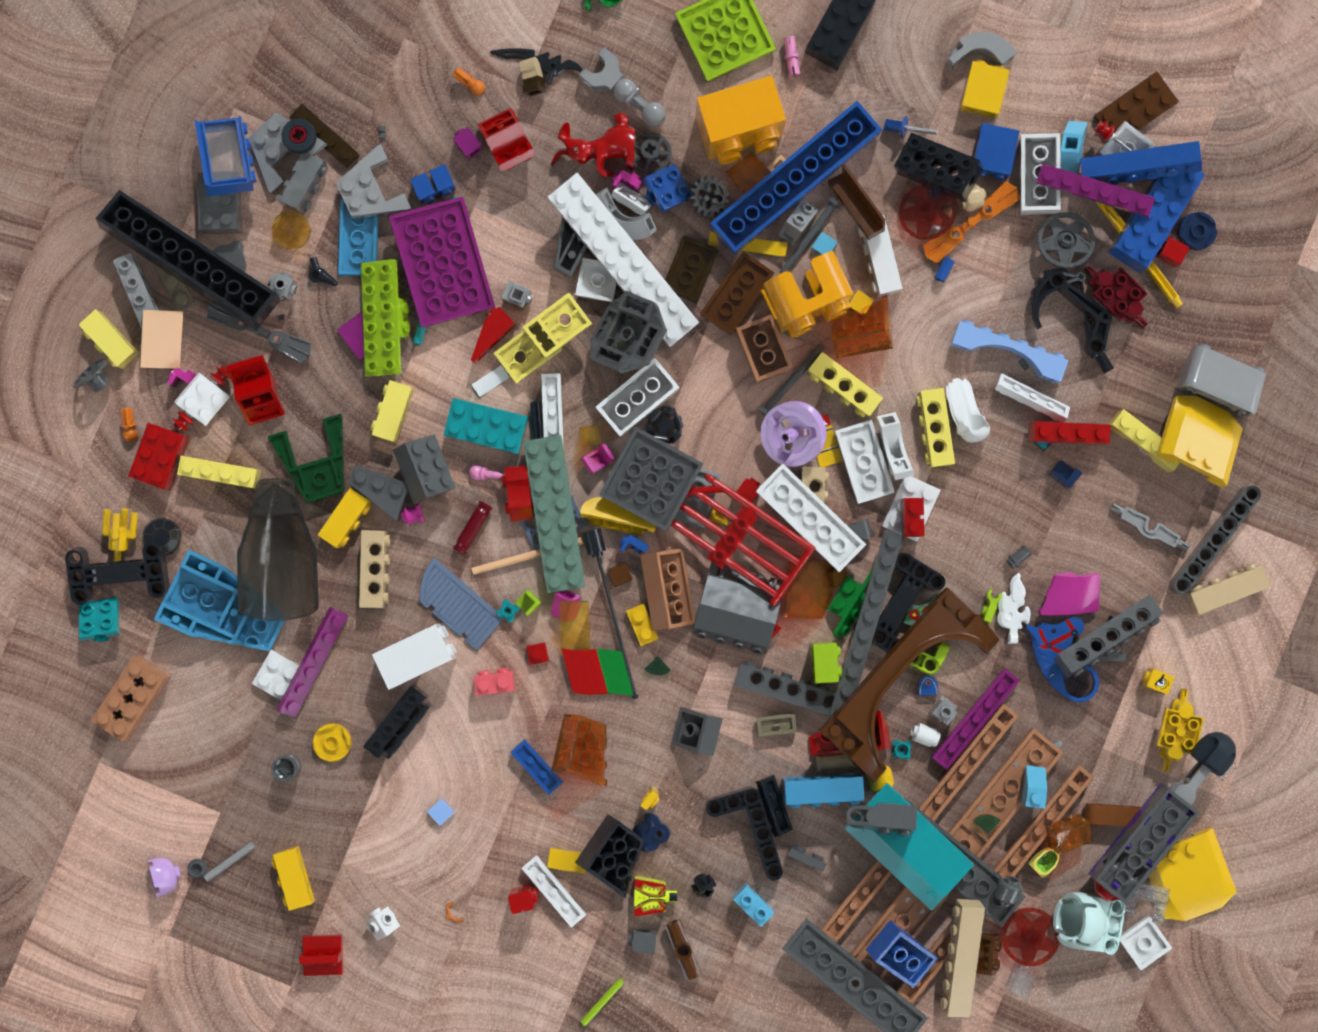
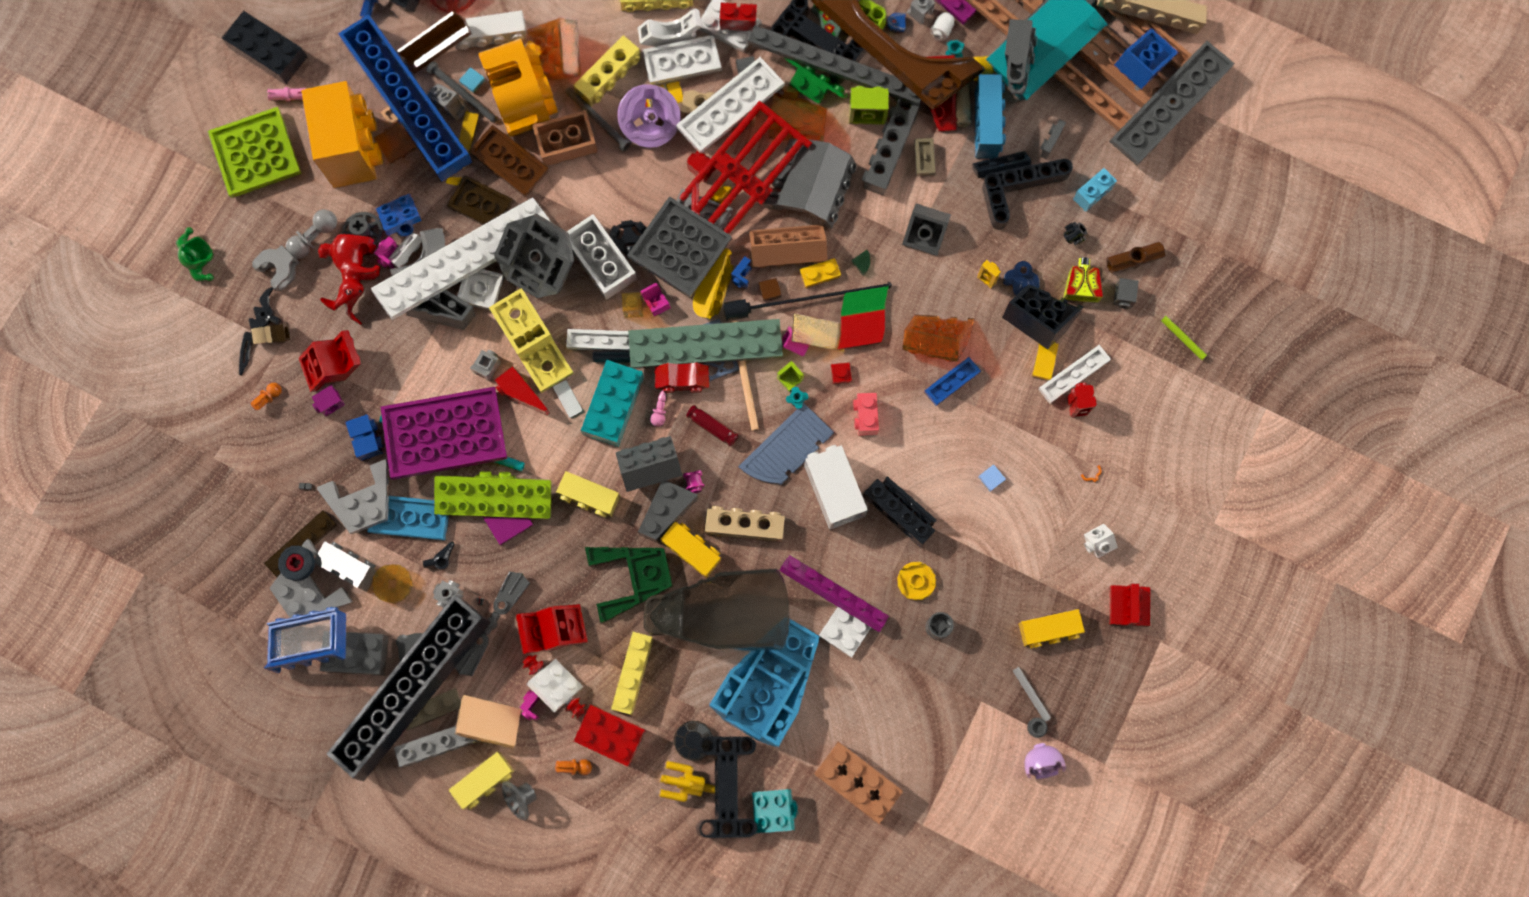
camera: 85 degrees left, 10 degrees down
(703, 186) = (419, 181): dark grey gear -> none

